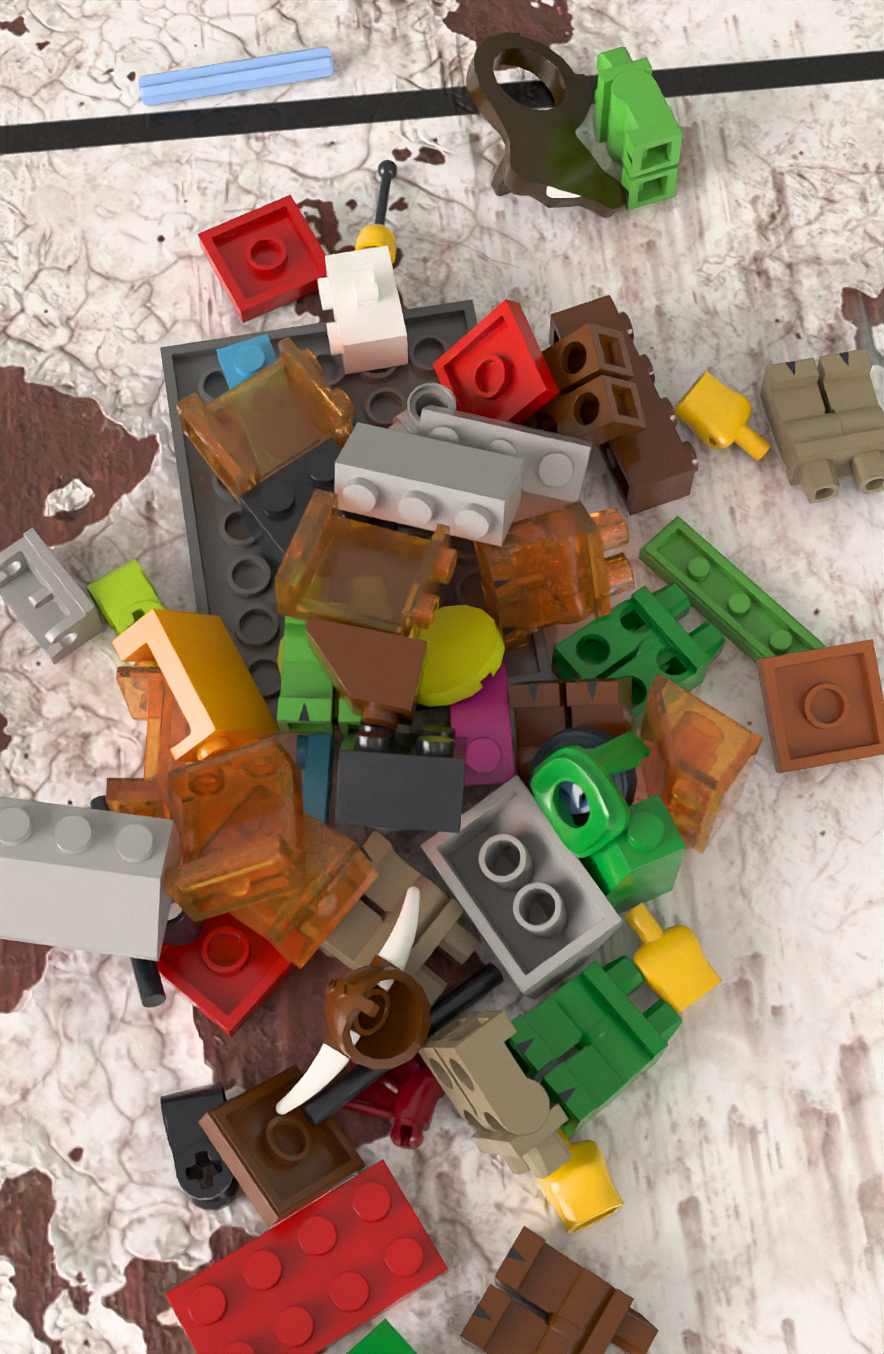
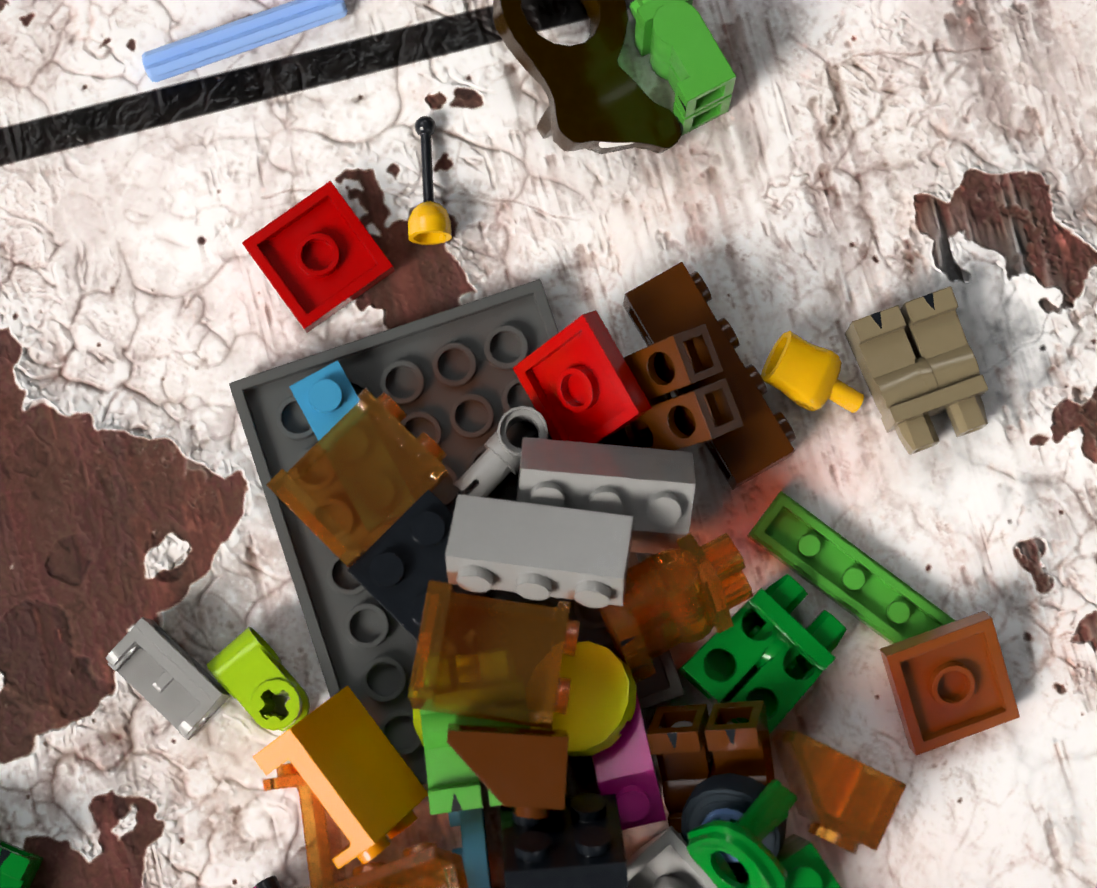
camera: 10 degrees left, 15 degrees up
(365, 309) = (434, 318): white brick -> none

